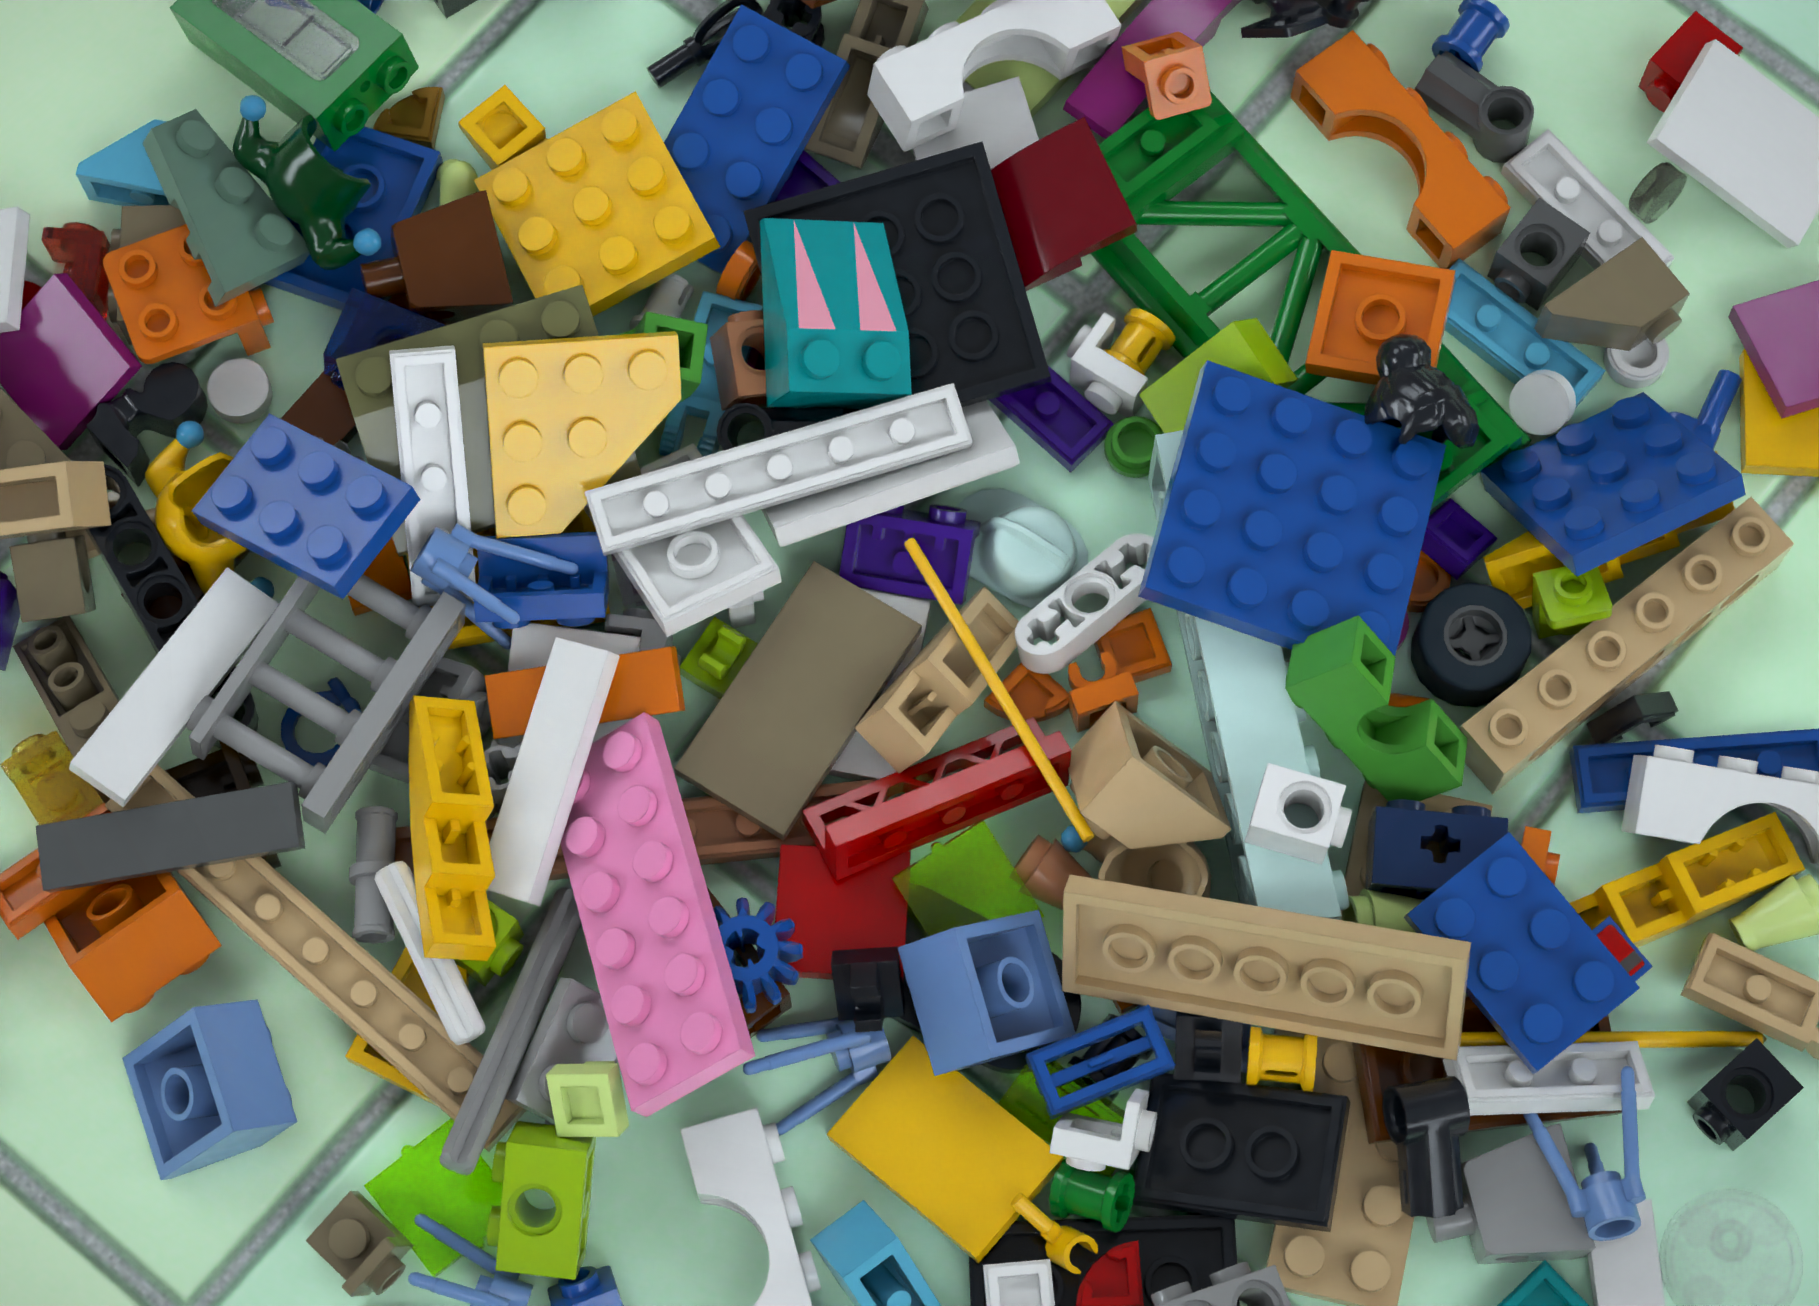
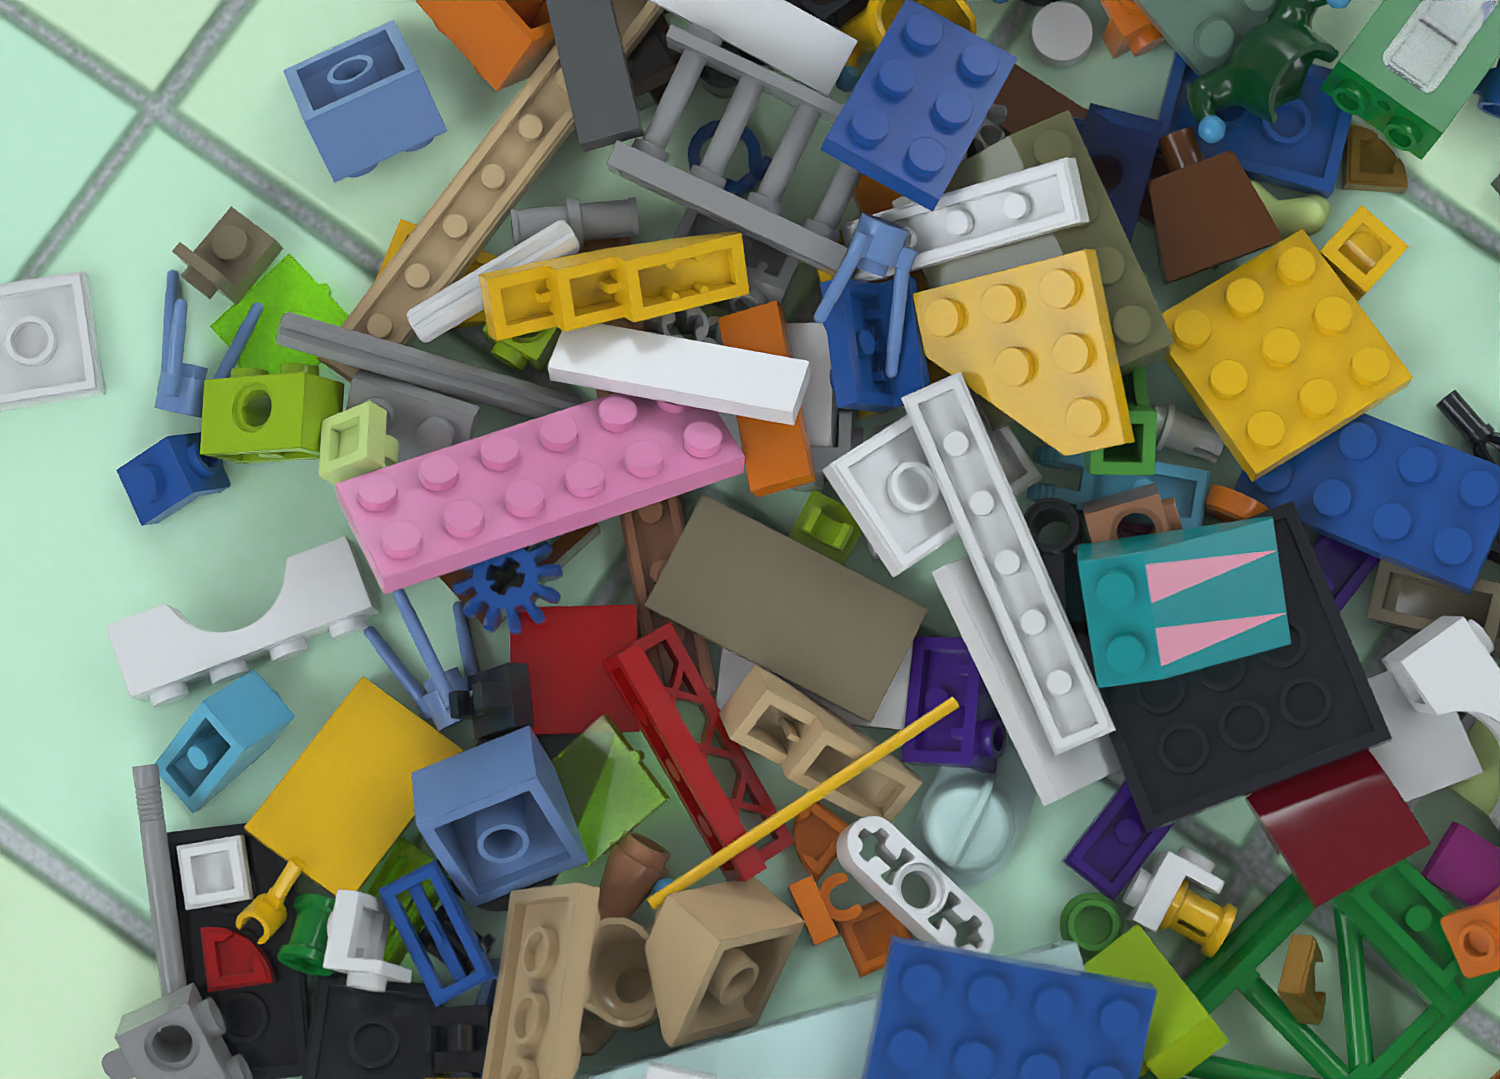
camera: 85 degrees right, 10 degrees up
(1202, 252) = (1298, 980): none -> pearl gold tile

